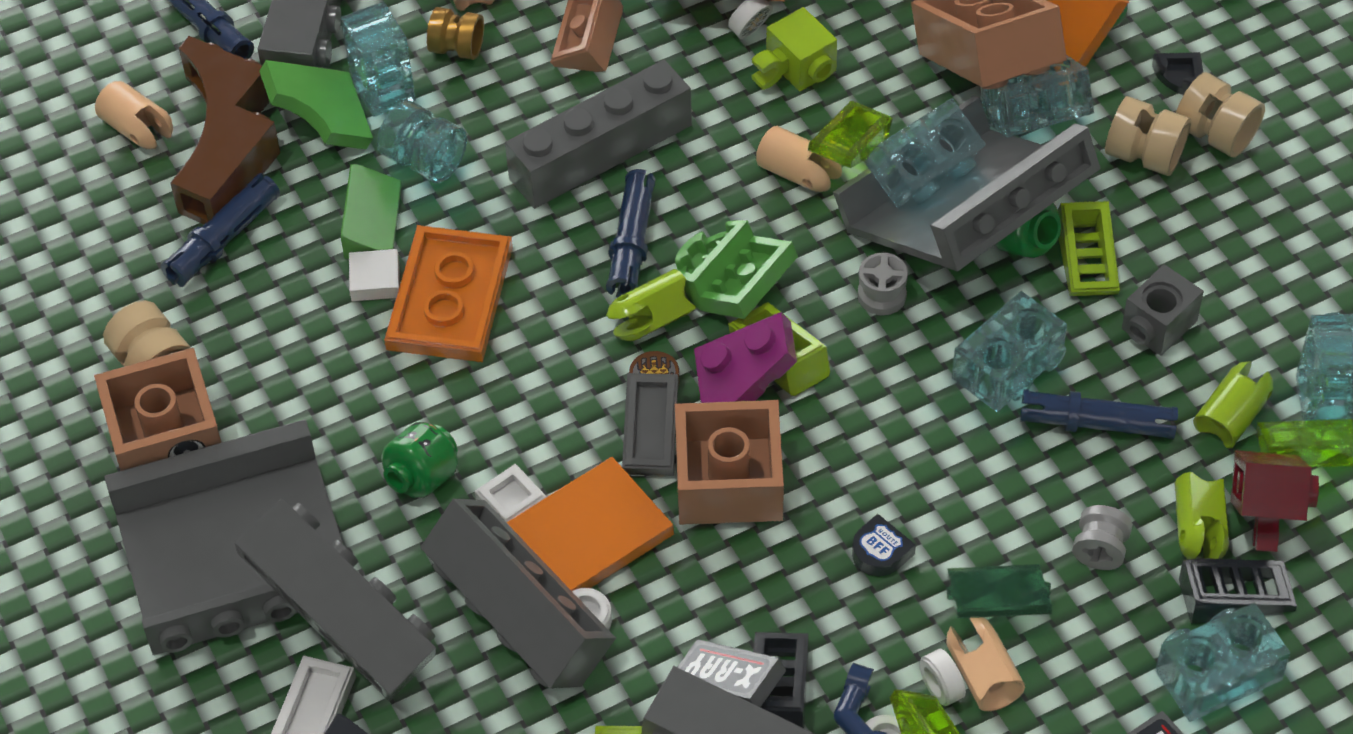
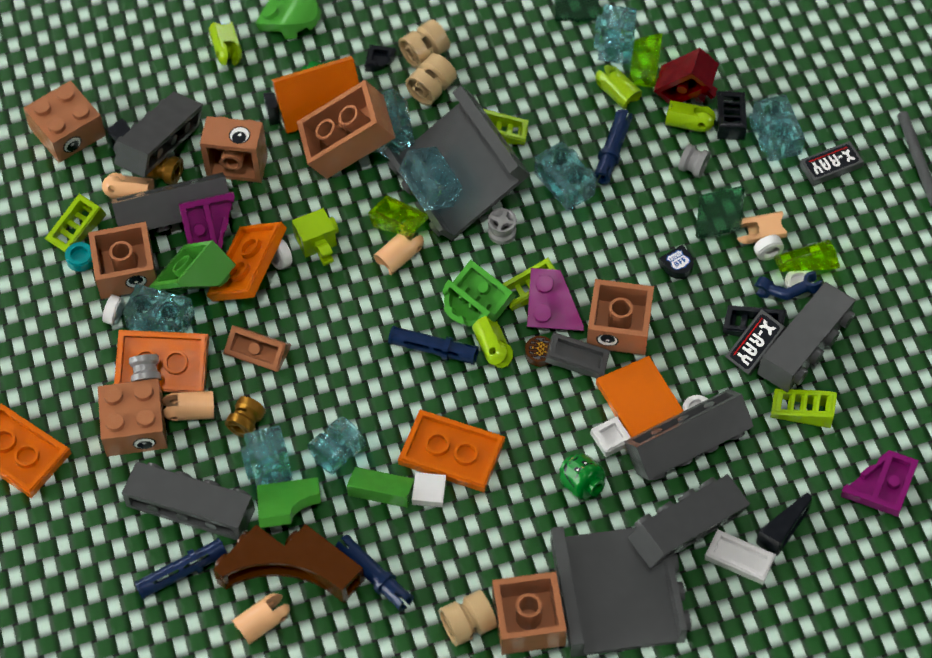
camera: 80 degrees left, 5 degrees up
(598, 133) = (355, 348): dark grey brick -> none
(1162, 310) = (552, 102): dark grey brick -> none

